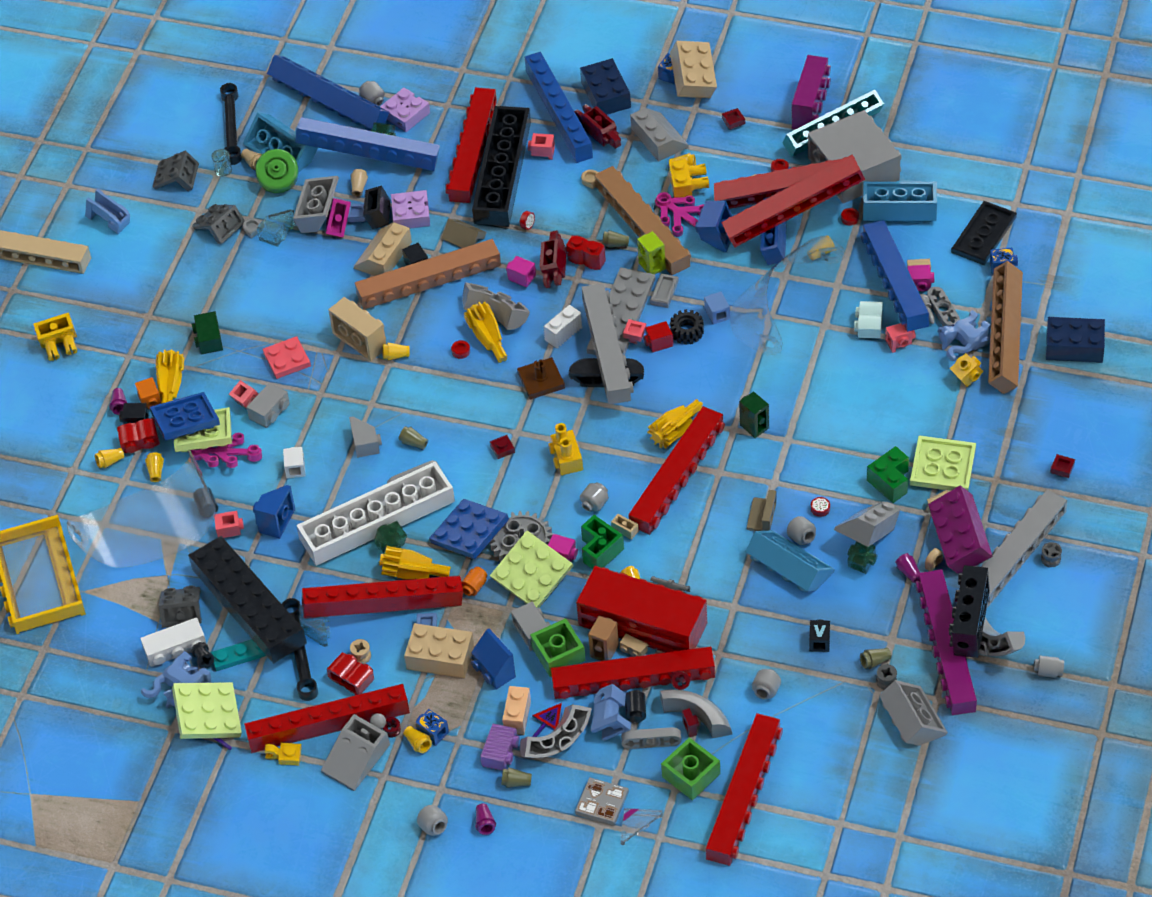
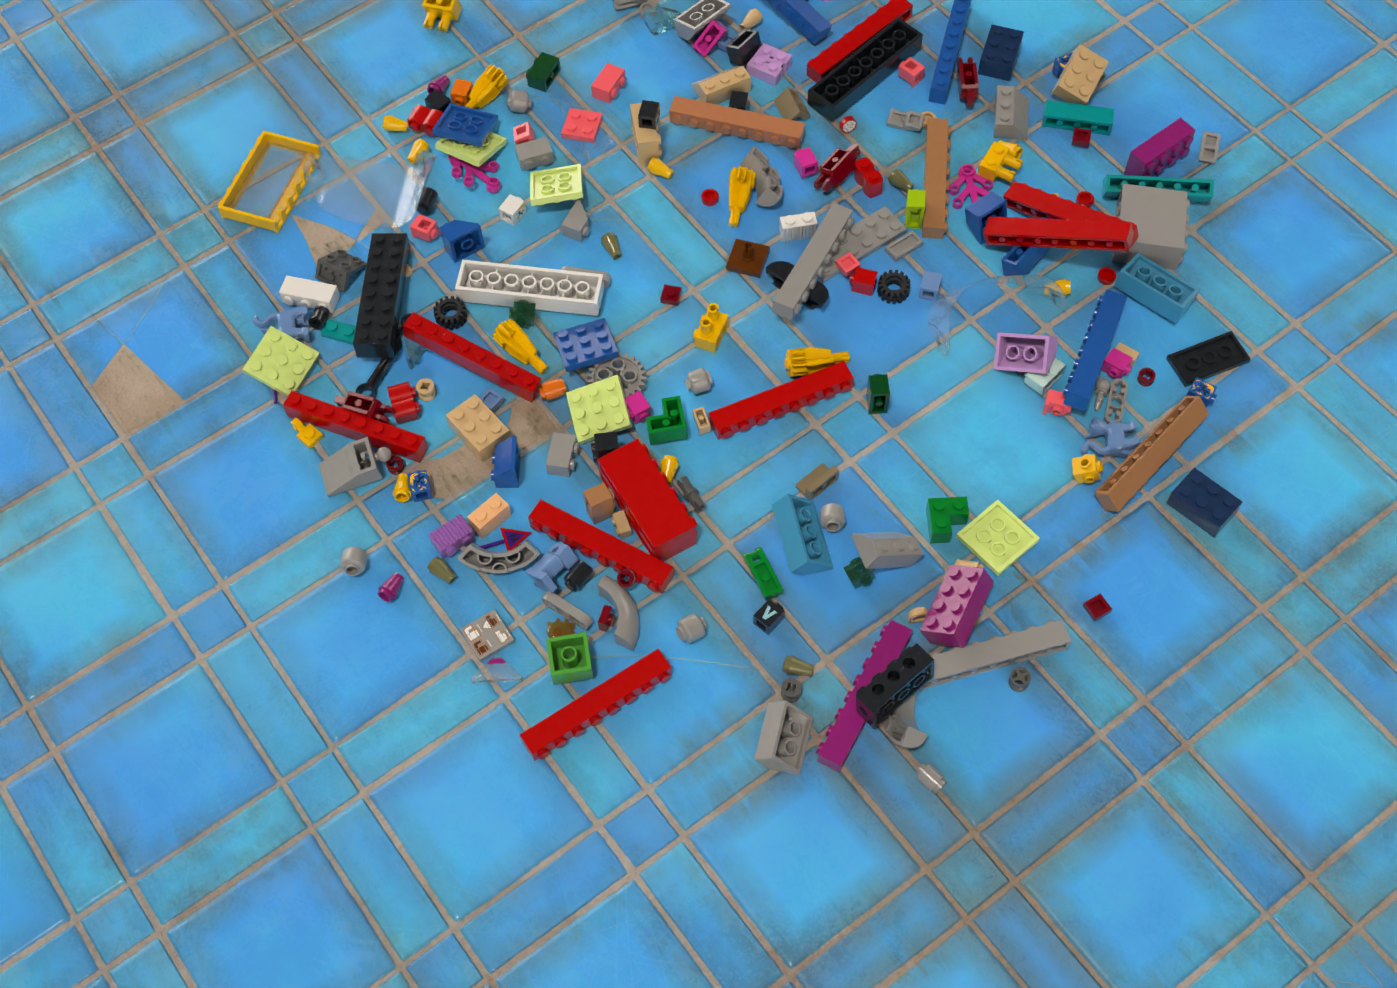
camera: 35 degrees right, 10 degrees up
(209, 370) = (518, 101): none -> light grey head
(279, 307) = (608, 83): none -> coral brick
(317, 417) = (556, 185): none -> yellowish green plate
(317, 570) = (450, 304): none -> black tyre
(322, 693) = (365, 406): none -> dark red hinge
(358, 306) = (649, 114): none -> black brick
(557, 646) = (562, 485): bright green brick -> none
(567, 593) = (604, 444): none -> black brick
(574, 189) = (905, 121): none -> light grey slope
(657, 756) = (560, 628): none -> clear orange piece
(713, 104) = (1071, 115): none -> teal brick
(784, 608) = (763, 573): none -> green plate
(820, 506) = (867, 506): tile -> none
(843, 68) = (1209, 147): none -> light grey slope
(843, 311) = (1025, 352): none -> lavender slope
(908, 567) = (891, 607): magenta cone -> none
(950, 279) = (1143, 380): none -> dark red bush

